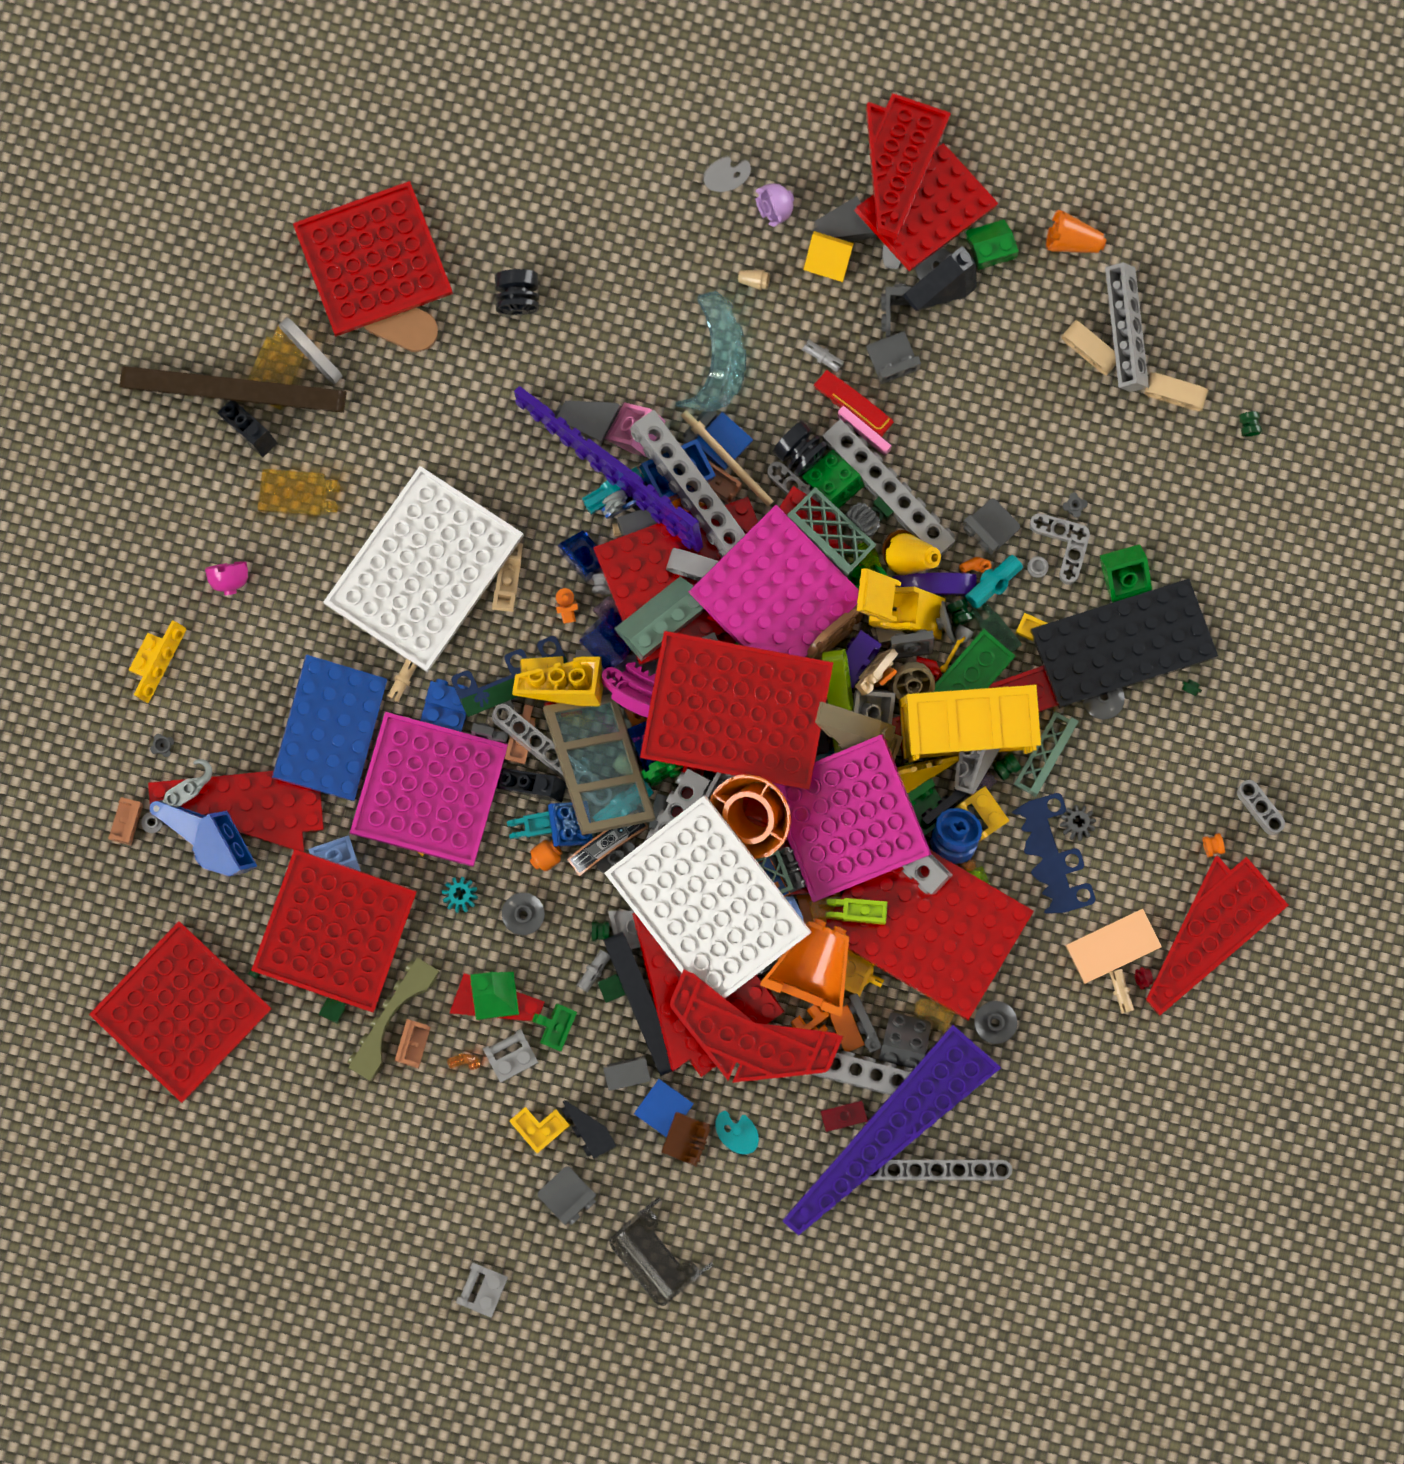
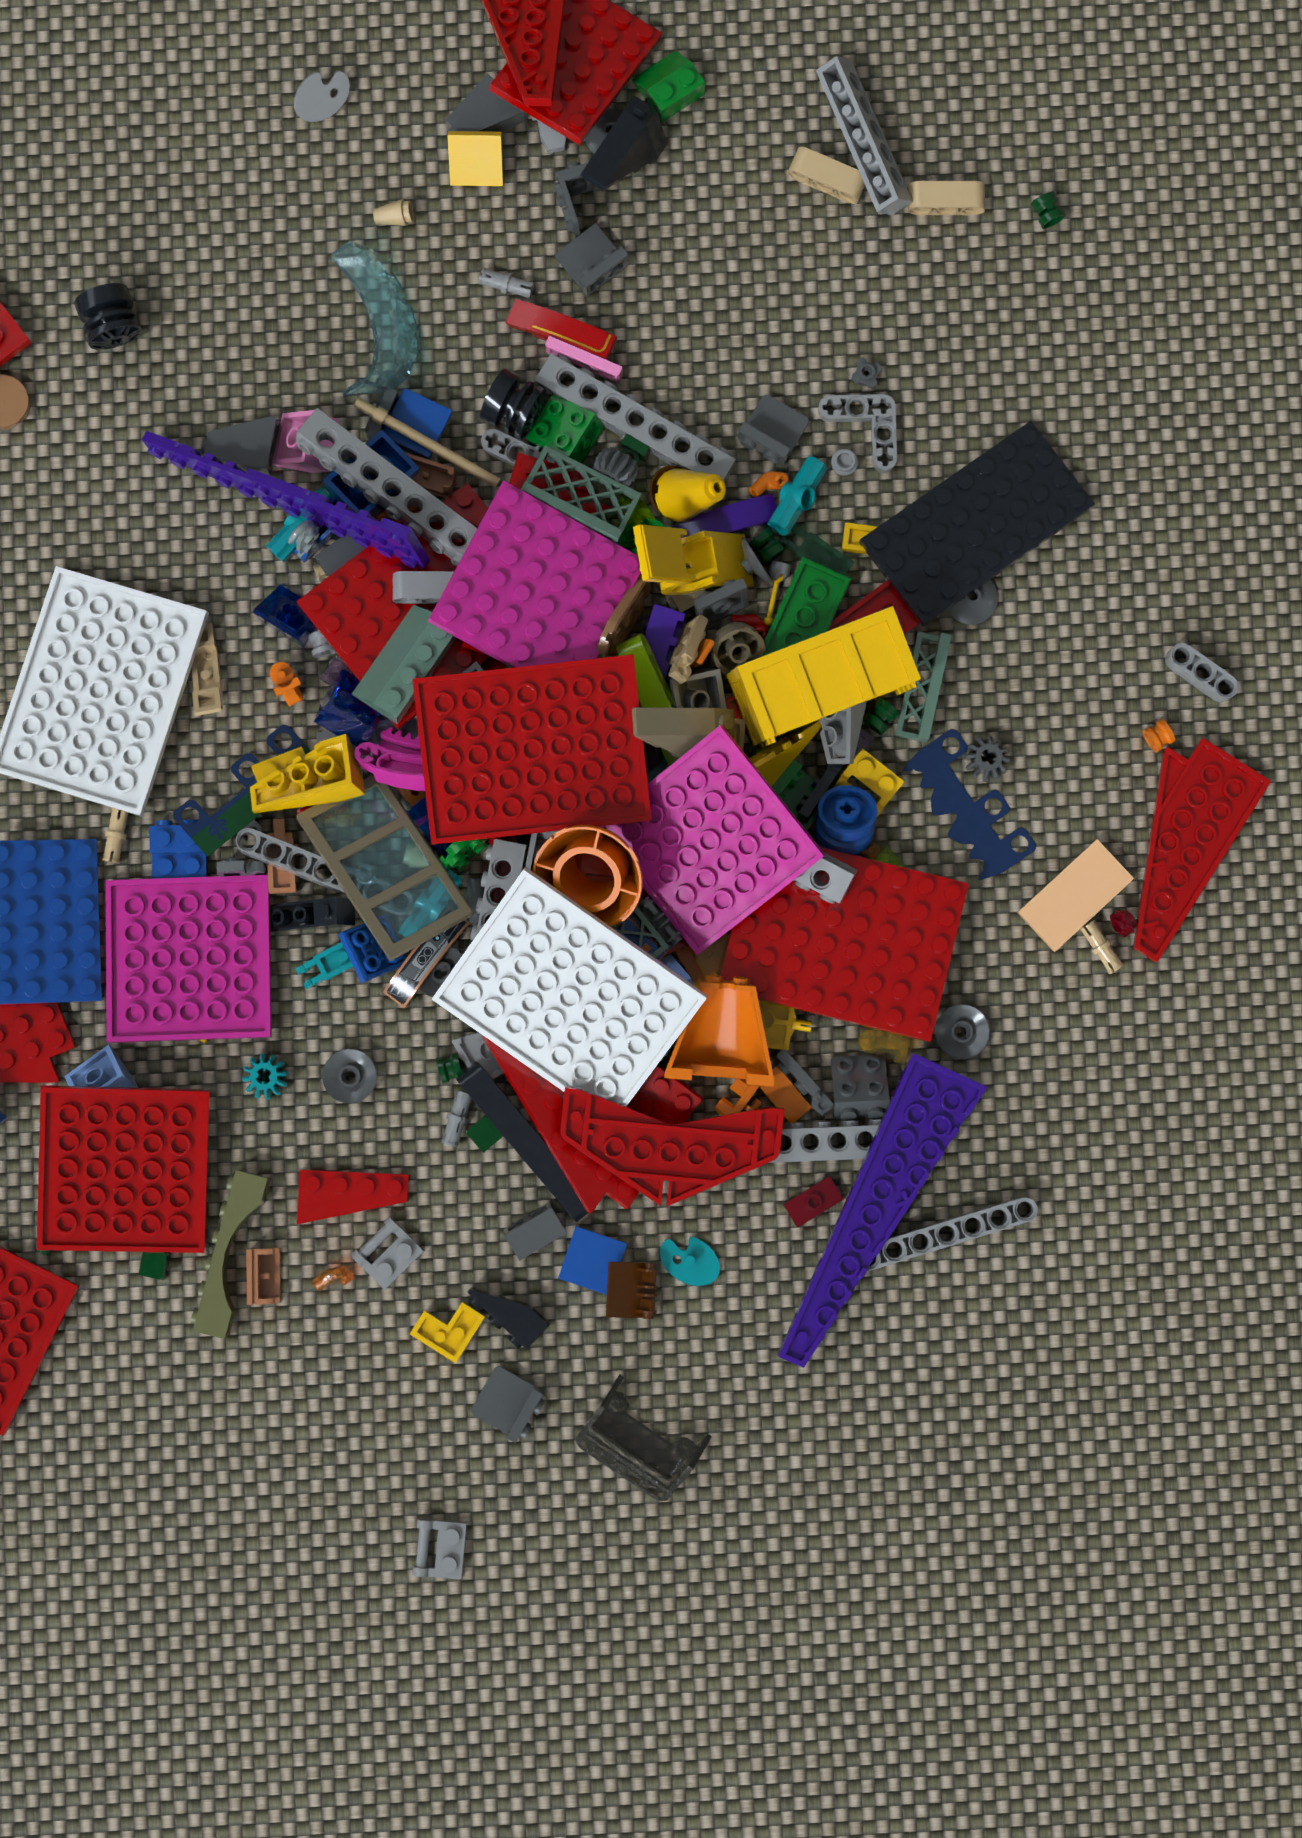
camera: 15 degrees left, 5 degrees up
(494, 995) = (344, 1187): green slope -> none
(545, 855) = (355, 997): orange head -> none
(556, 1027) = (433, 1201): green plate -> none
(775, 203) = (390, 113): lavender cylinder -> none
(858, 910) = (757, 949): lime hinge -> none
(1073, 235) = (765, 43): orange cone -> none
(1126, 572) = (953, 436): green slope -> none
(1191, 687) = (1074, 552): dark green plate -> none

